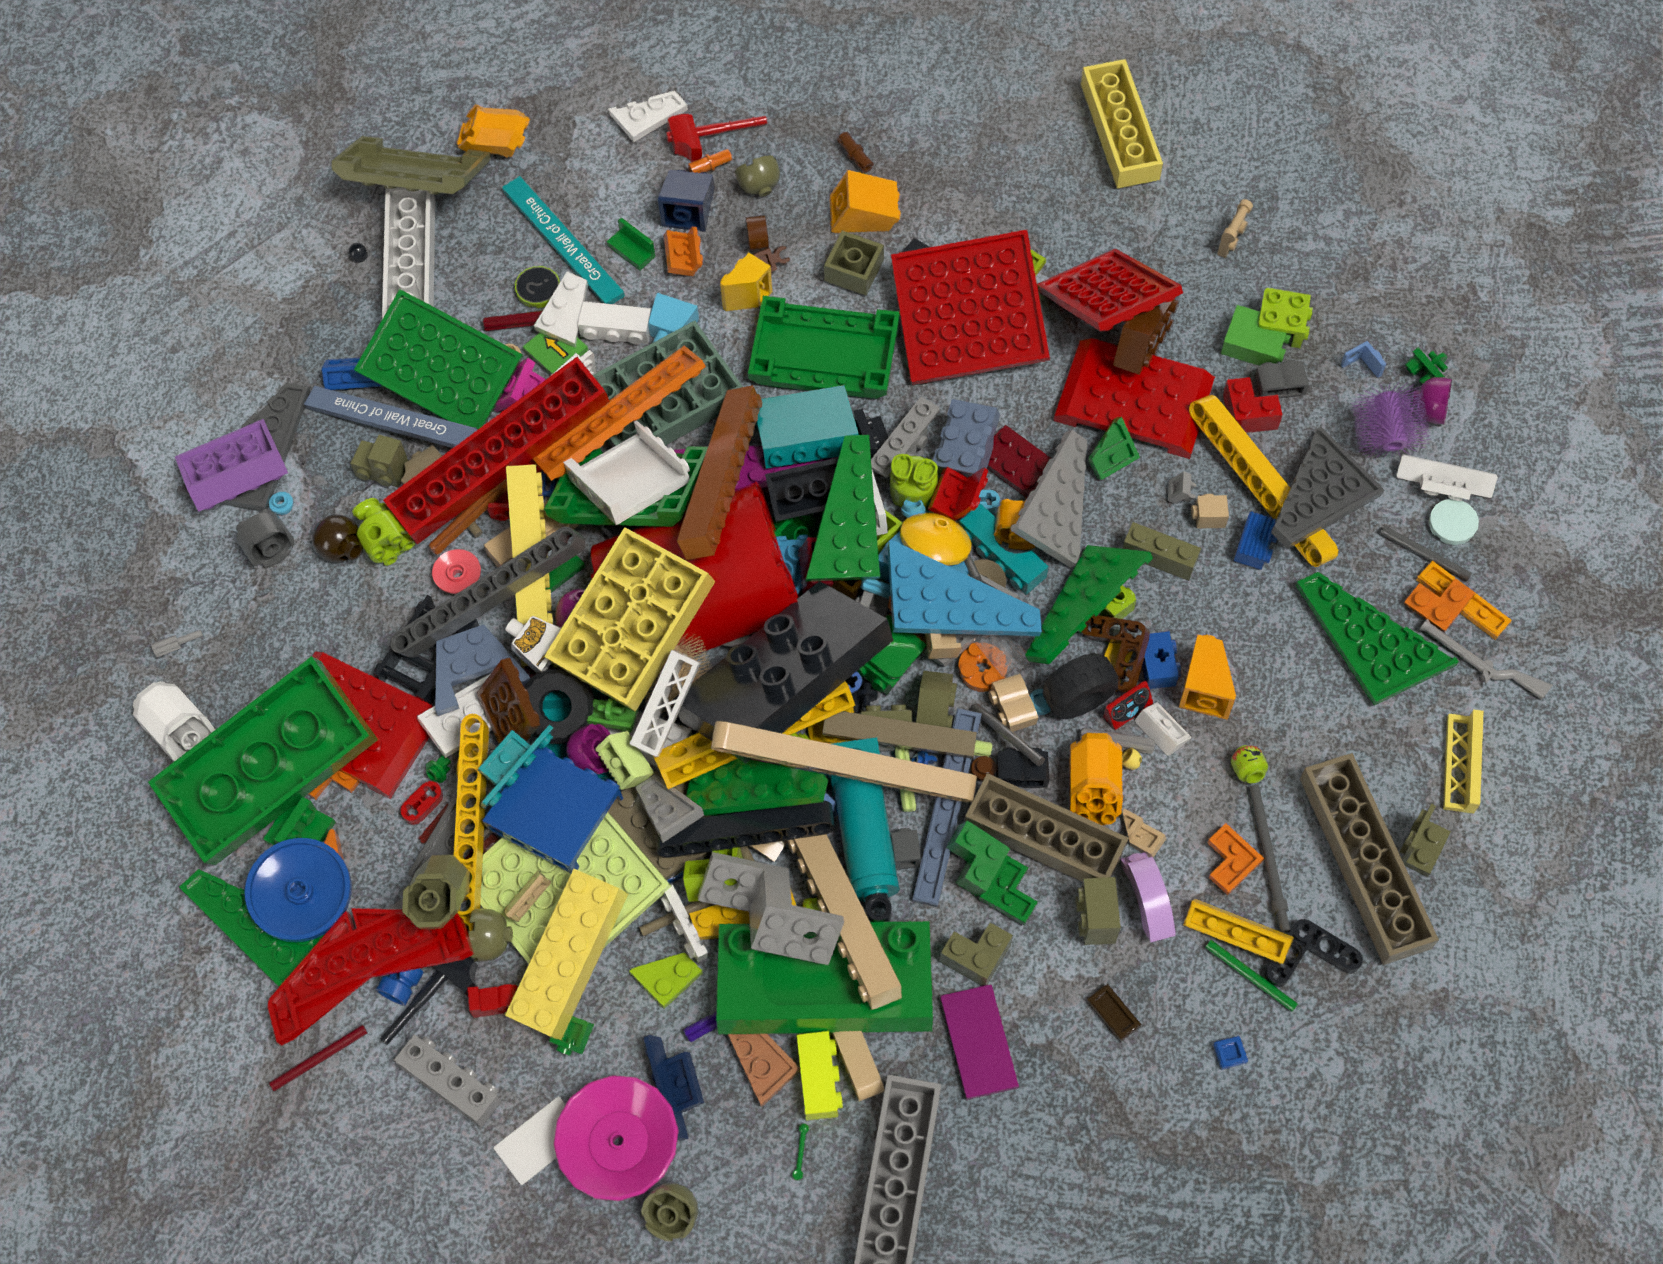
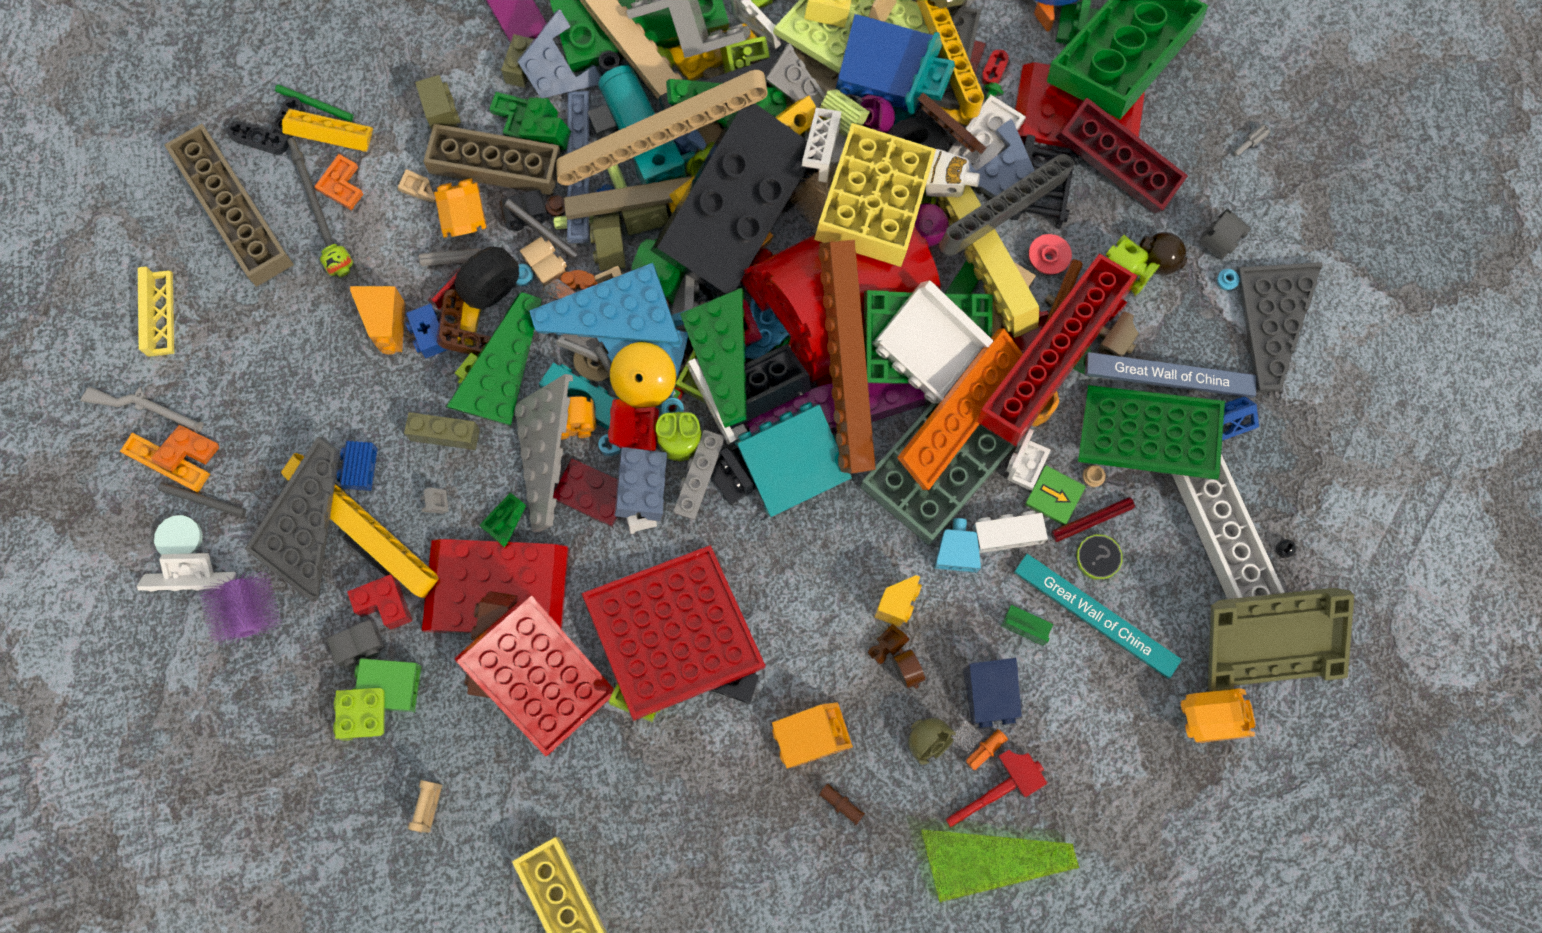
camera: 160 degrees right, 10 degrees up
(170, 718) = (1215, 67): white brick -> none
(230, 465) = (1288, 289): medium lavender slope -> none
(336, 637) = (1121, 156): none -> dark red brick
(380, 461) = (1160, 331): olive brick -> none
(520, 384) = (1065, 434): dark pink bracket -> none
(563, 310) = (1062, 527): white wing -> none
(647, 116) = (1071, 792): white wing -> none
(683, 252) = (974, 630): orange bracket -> none
(724, 177) = (966, 737): none -> clear tile
(748, 84) = (978, 863): none -> clear neon green wing
(823, 348) = (803, 559): green slope -> none
(854, 263) = (801, 658): olive brick -> none
(950, 921) = (547, 67): none -> sand blue wing
(1113, 1013) = (415, 51): dark brown tile -> none
(1131, 759) = (437, 239): light yellow hinge -> none
(1151, 896) = (403, 135): lavender arch -> none
(1162, 728) = (414, 279): white slope -> none
(1210, 511) = (403, 484): tan brick -> none
(1230, 1052) = (322, 45): blue tile -> none
(1369, 355) = (269, 694): medium blue bracket -> none
(1376, 649) = (241, 395): green wing -> none
(1421, 361) = (206, 688): green hips -> none
(1424, 843) = (185, 232): olive bracket -> none
(1436, 395) = (201, 654): magenta cylinder -> none

